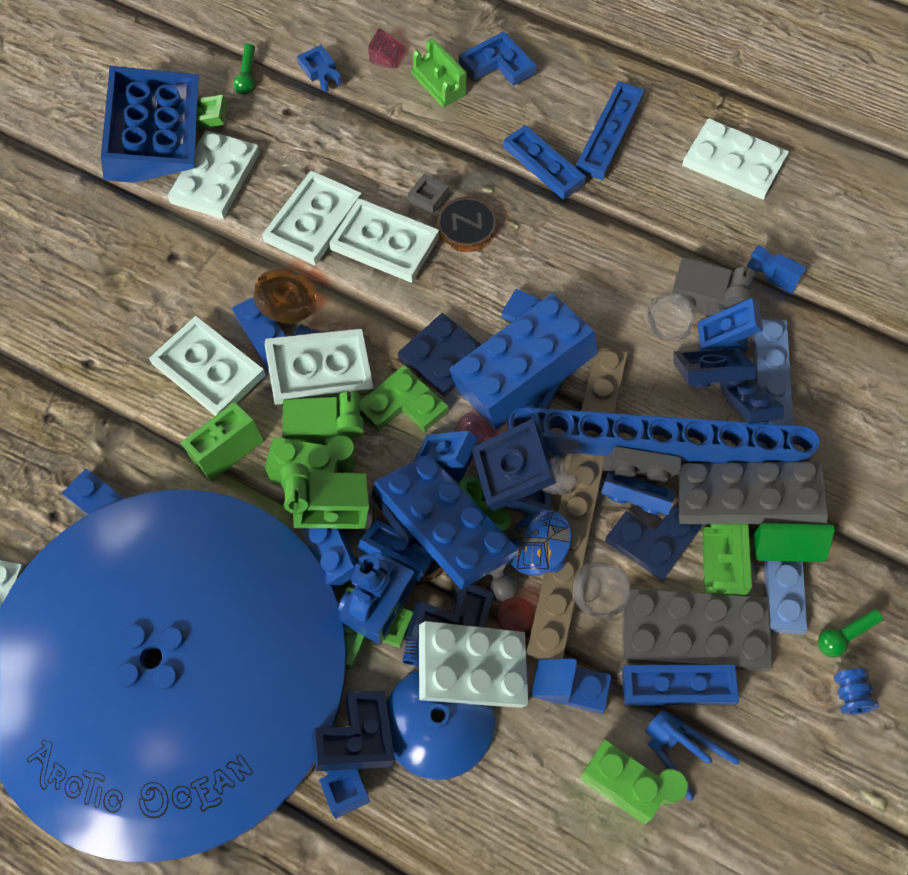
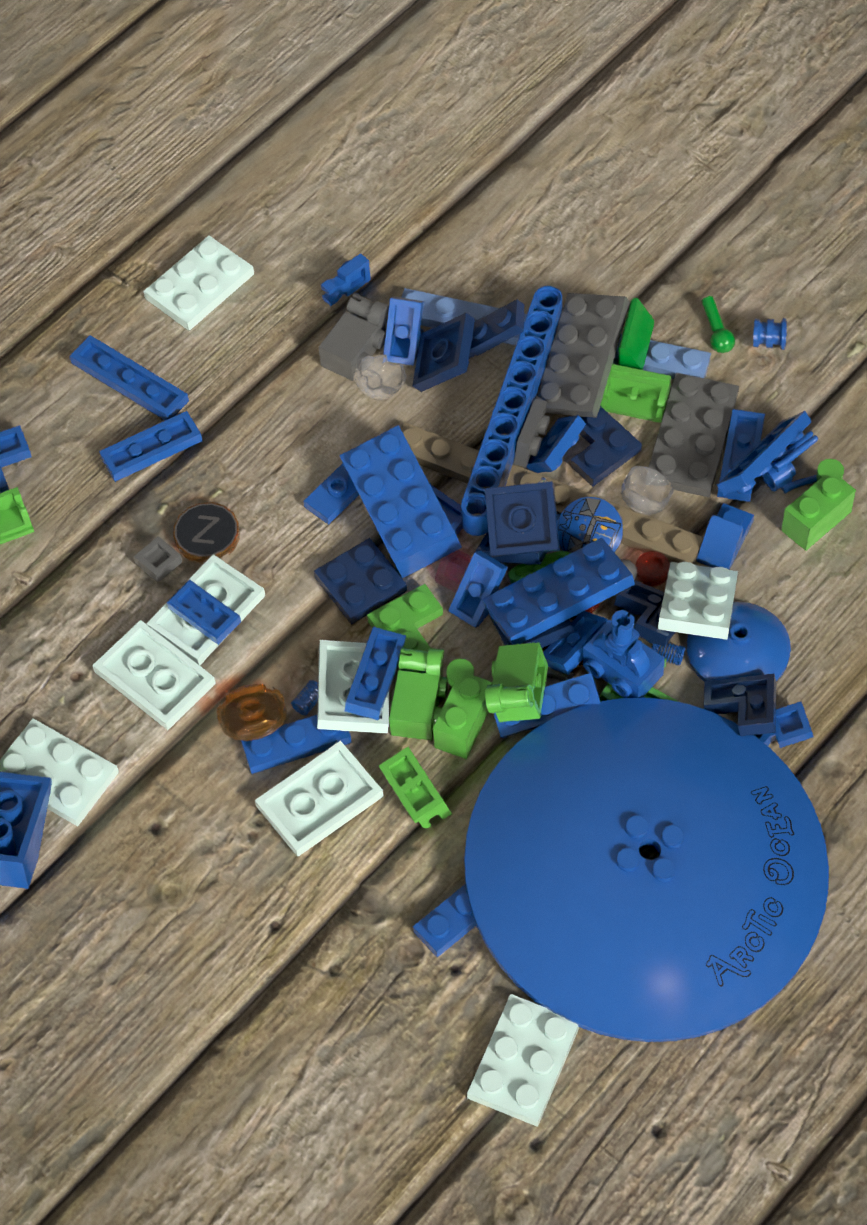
camera: 75 degrees left, 5 degrees down
(324, 375) = (375, 673): none -> blue plate
(370, 232) = (204, 612): none -> blue plate
(685, 711) = (759, 459): none -> blue plate

